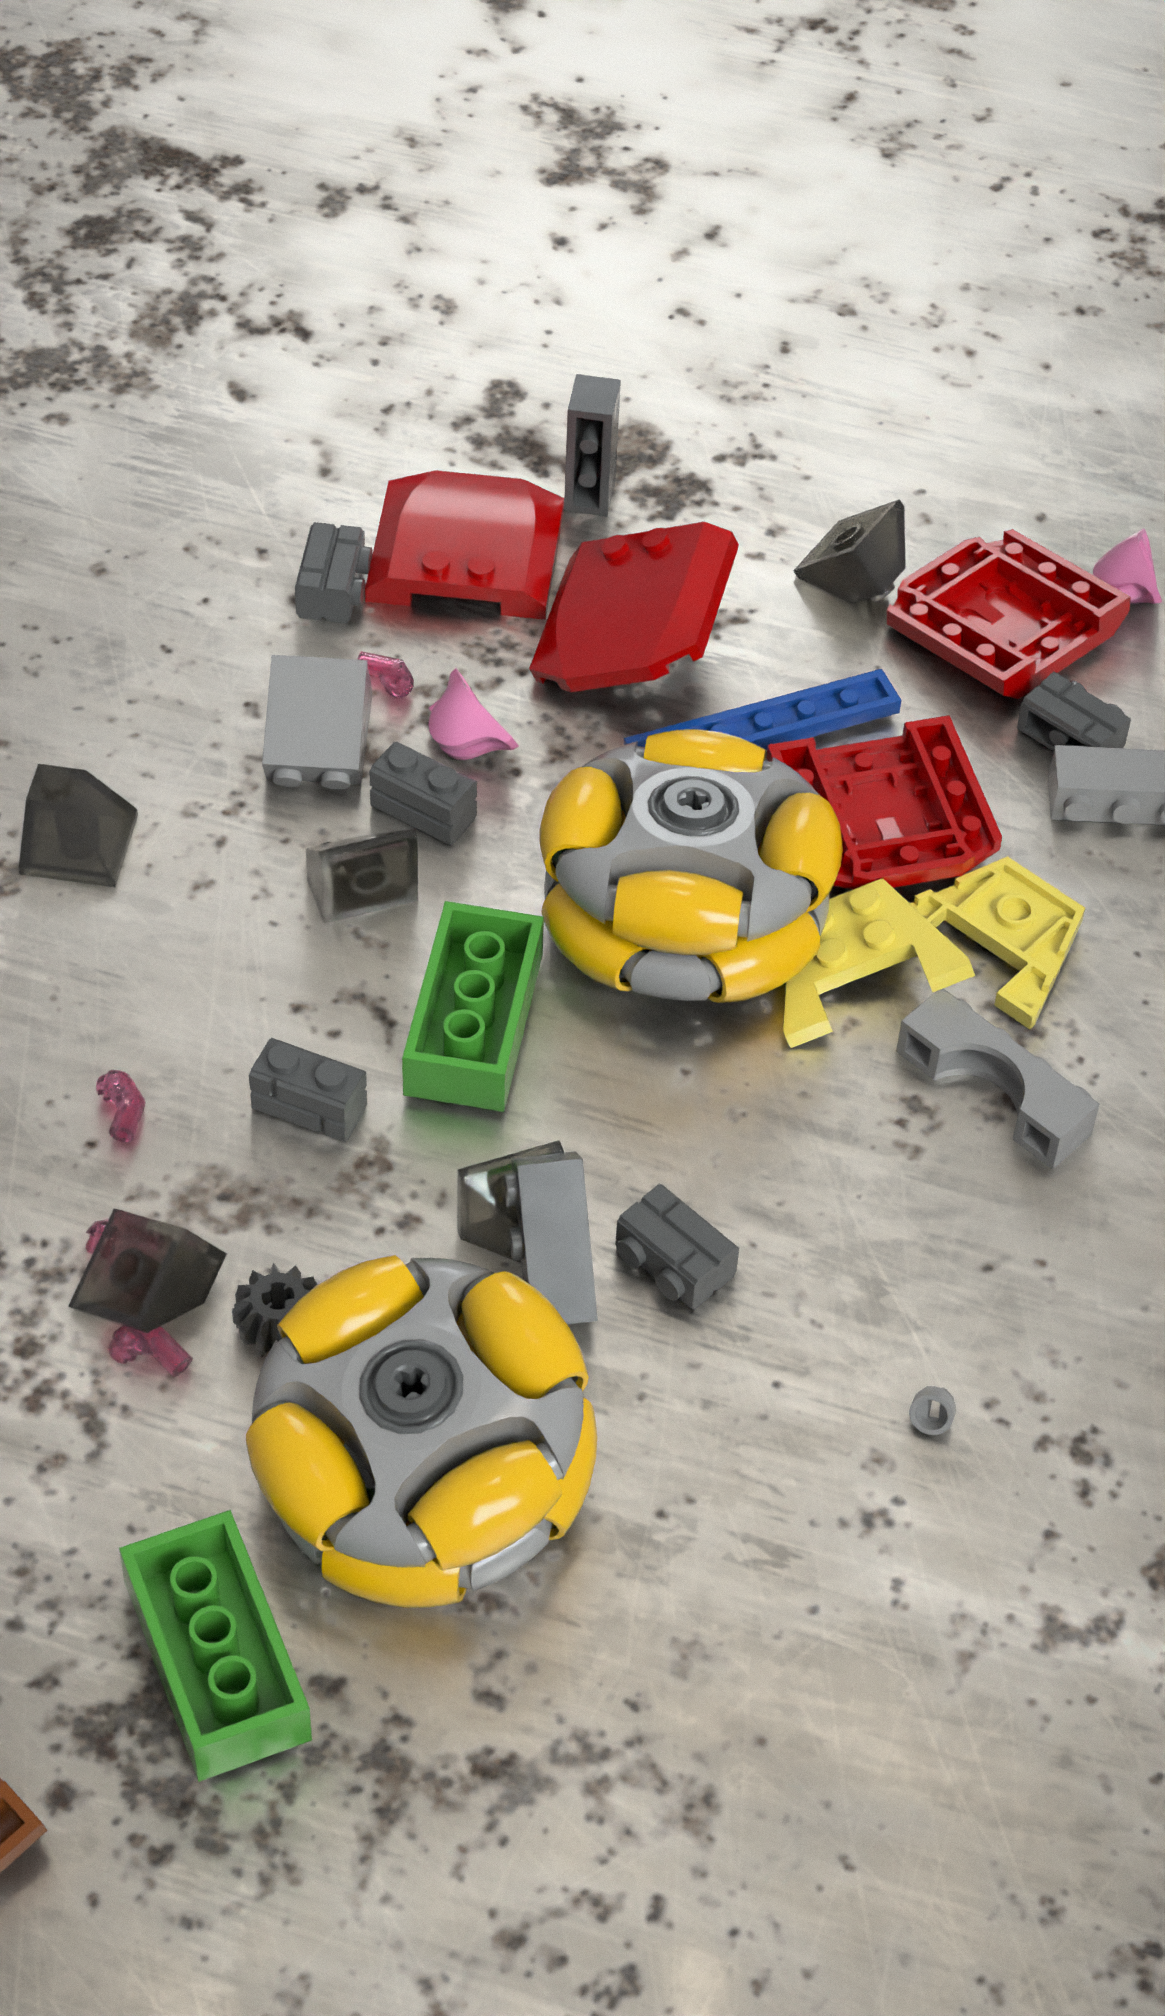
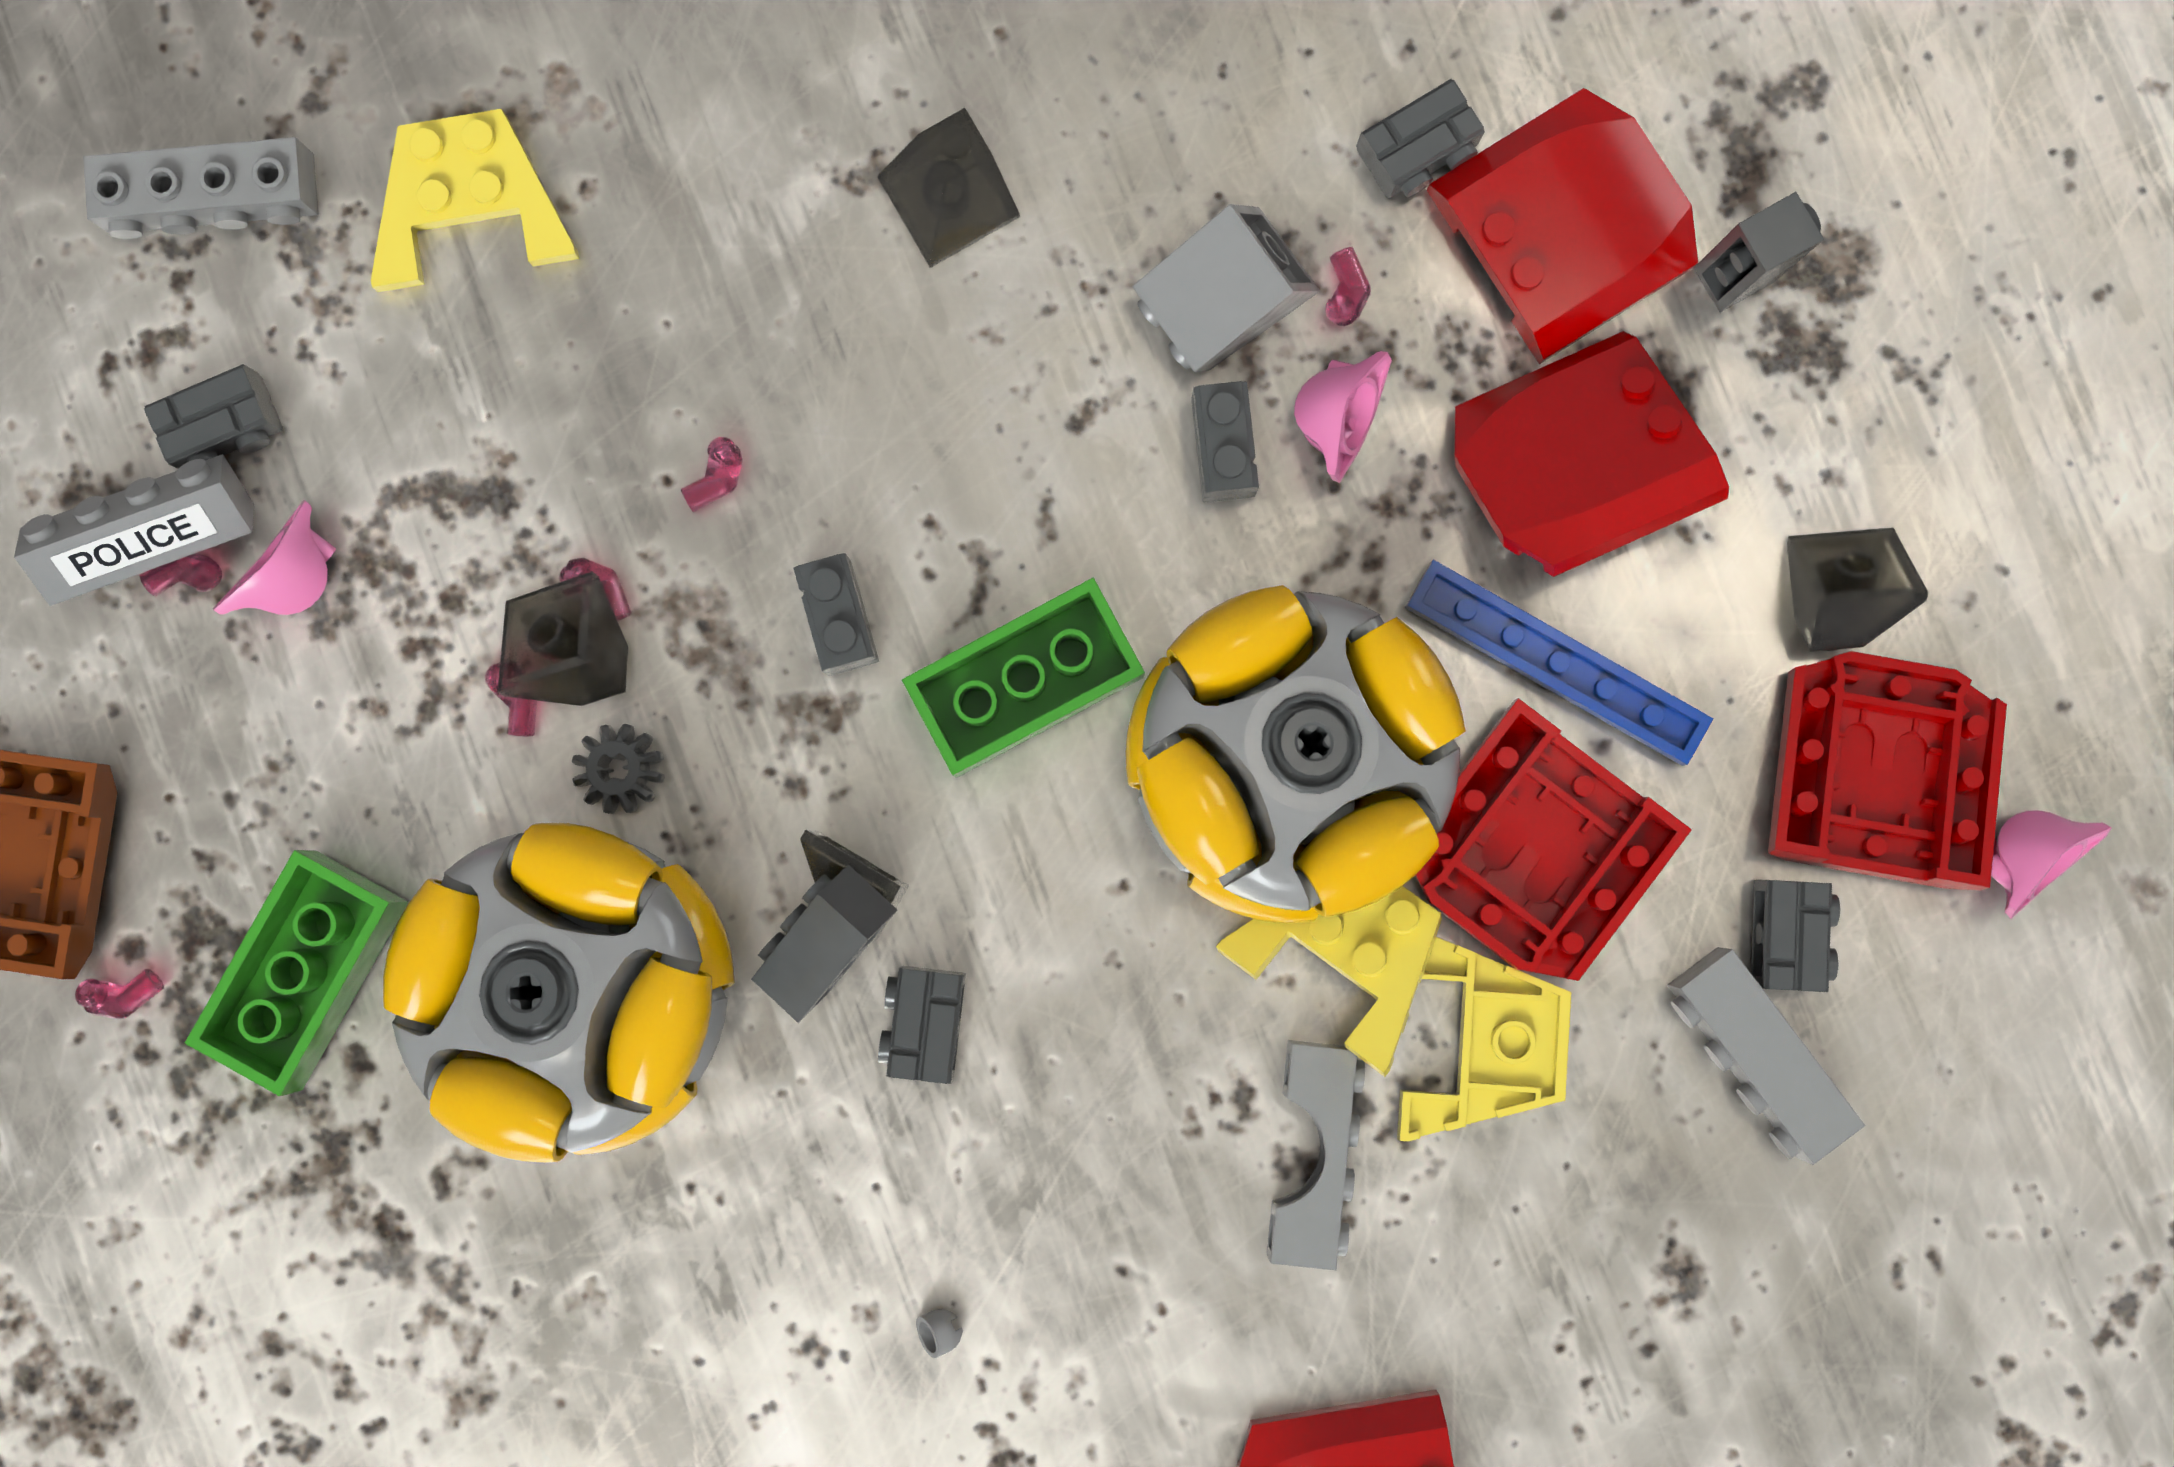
camera: 55 degrees right, 35 degrees up
(89, 1836) = (118, 1000): none -> clear pink arm
(363, 873) = (1084, 460): clear smoke slope -> none

